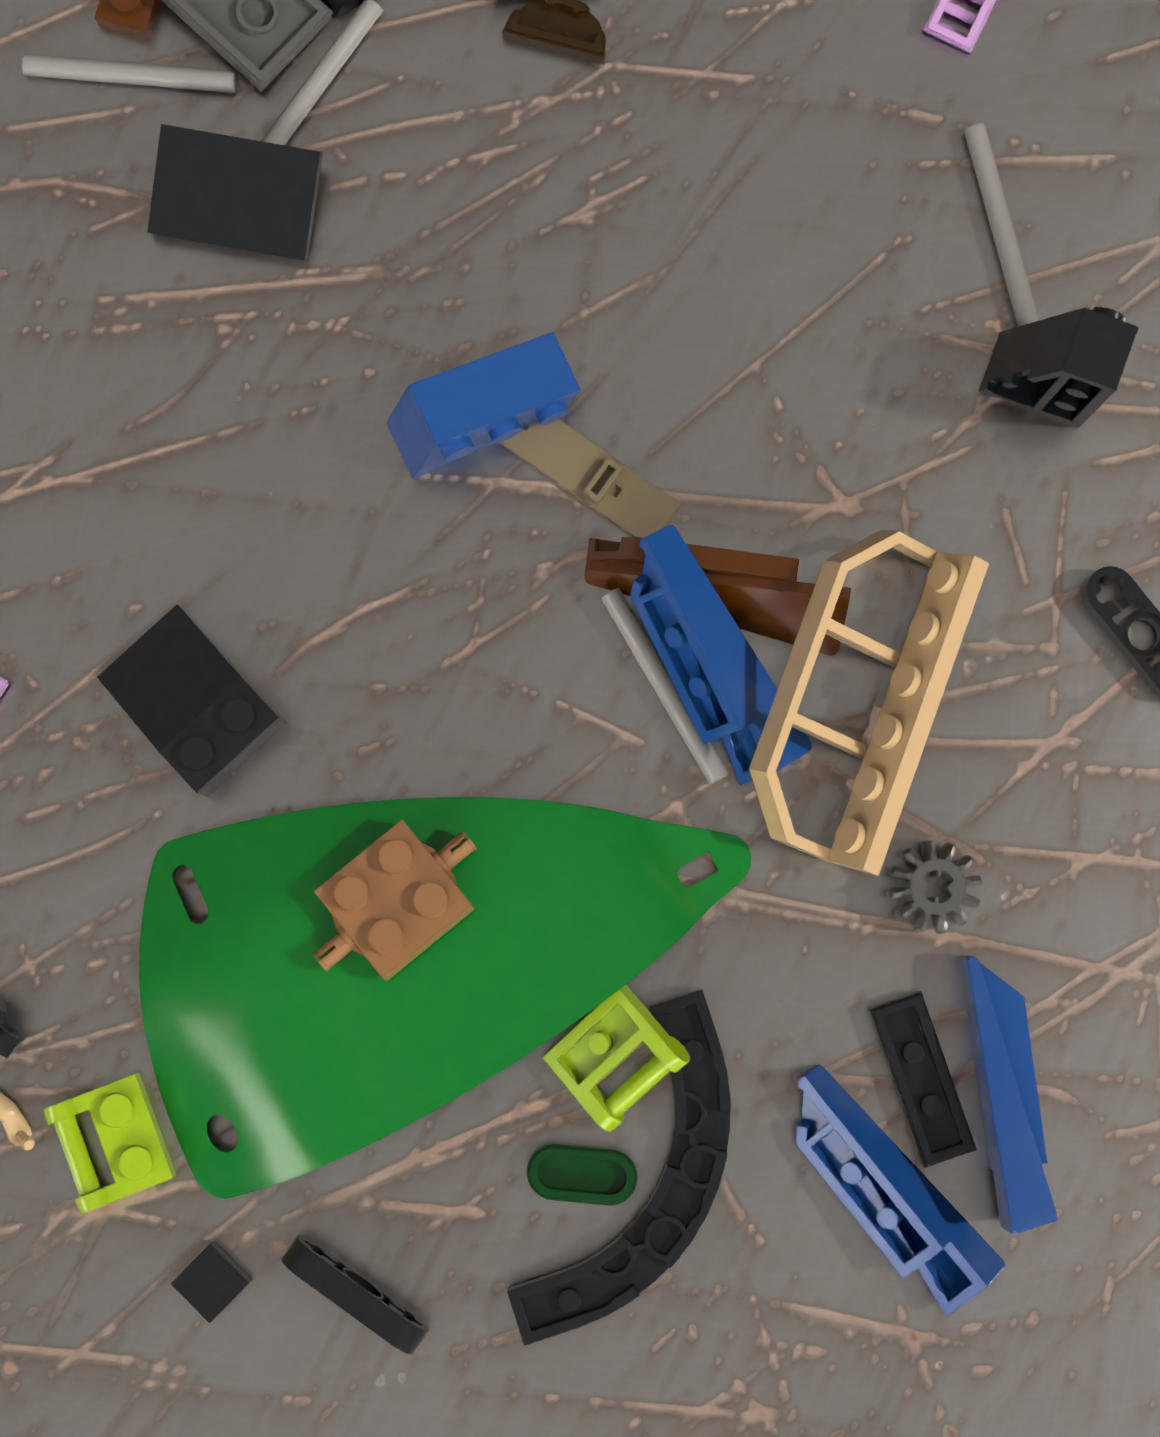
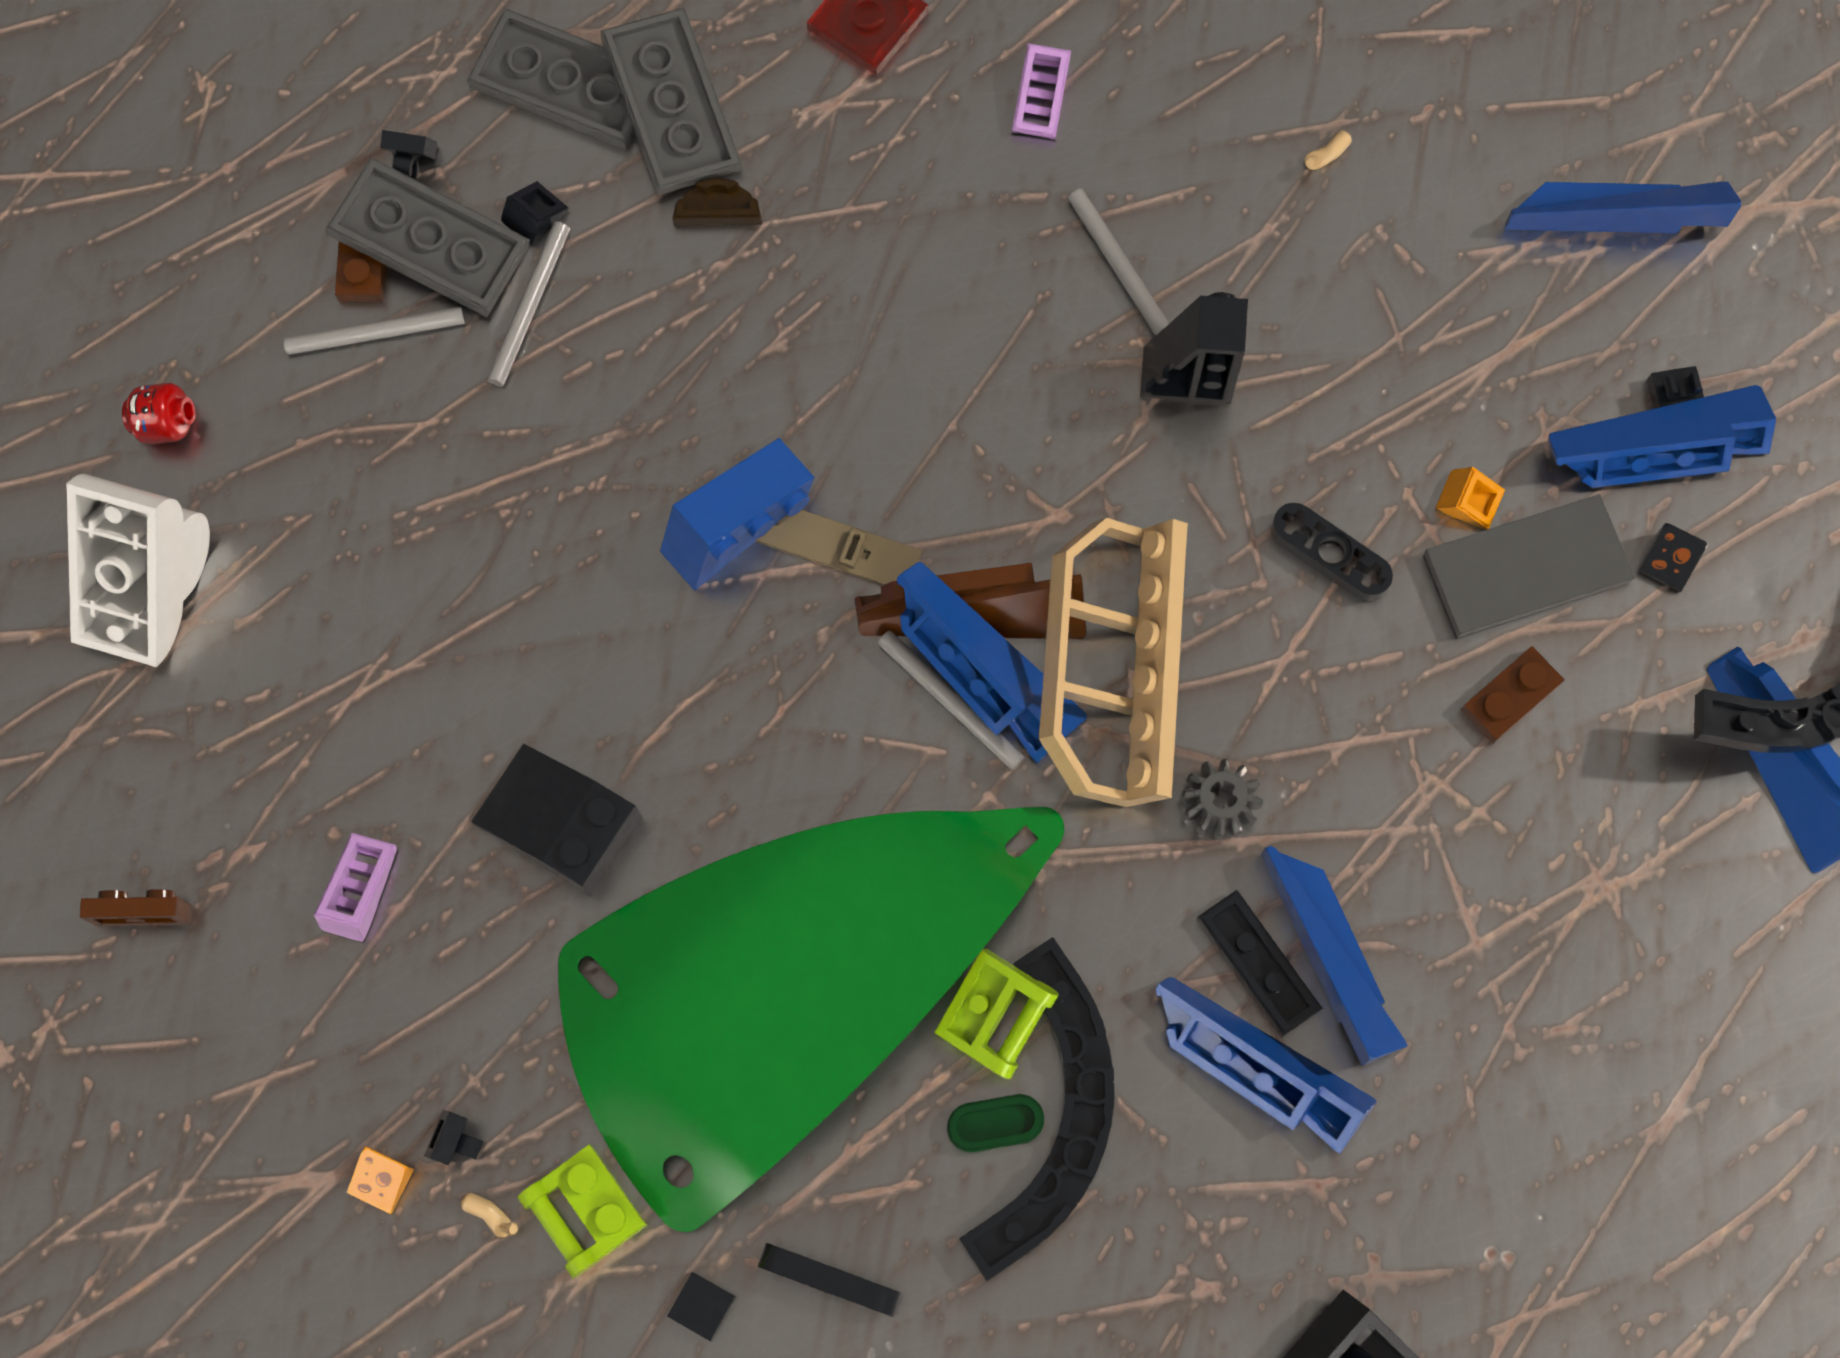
camera: 15 degrees left, 10 degrees down
(234, 192) = (486, 399): black tile -> none
(394, 900) = (773, 924): medium nougat plate -> none

